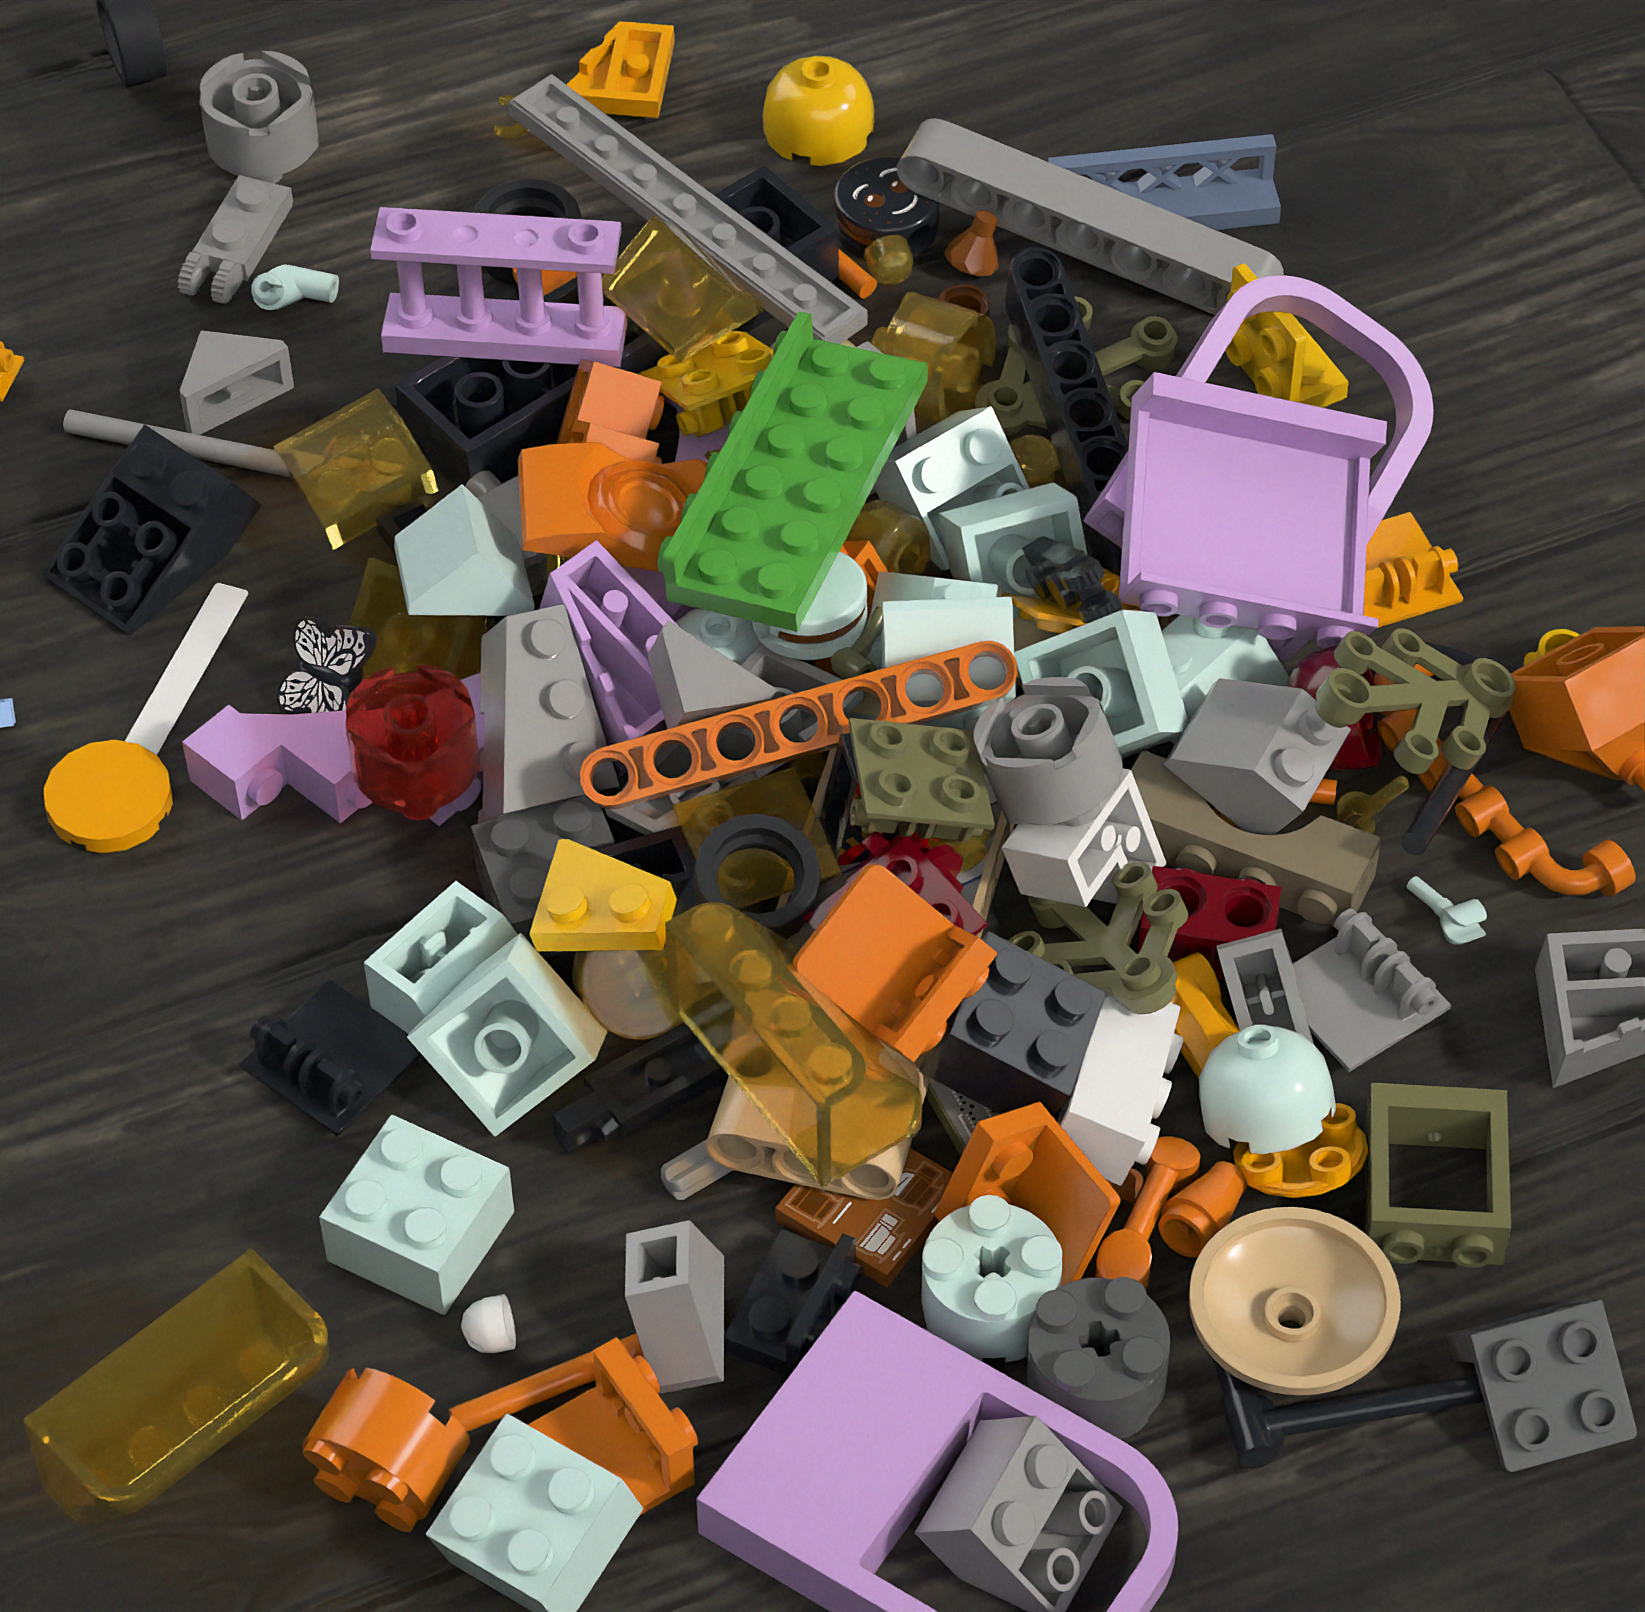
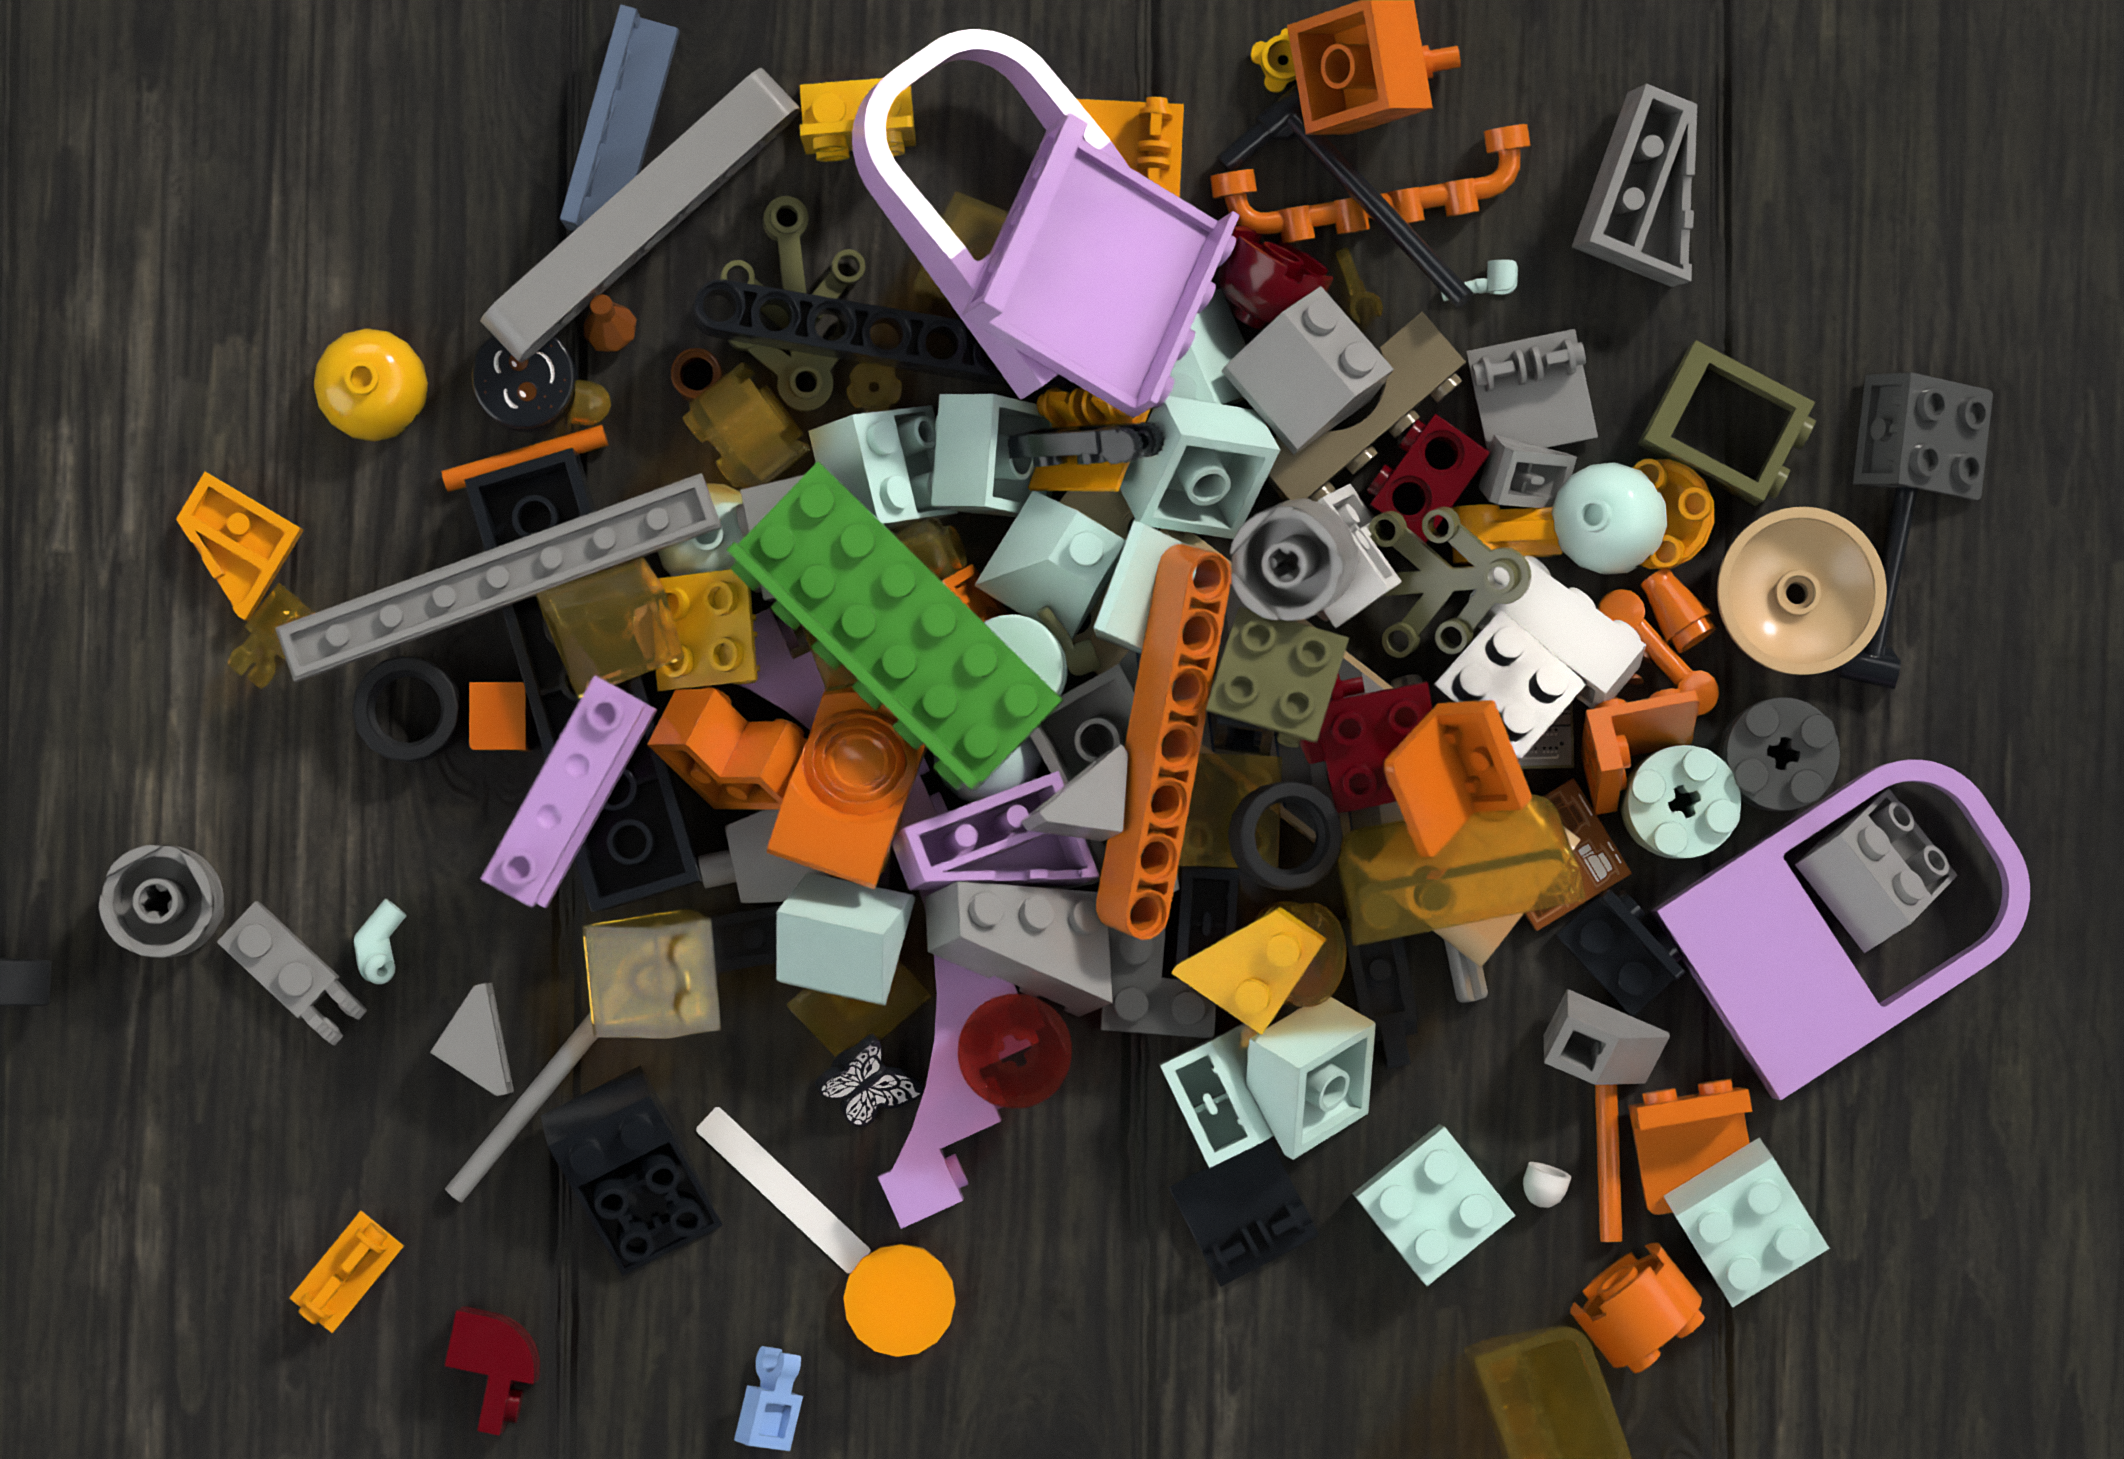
camera: 70 degrees left, 35 degrees up
(1480, 687) = (1328, 216): olive plant -> none

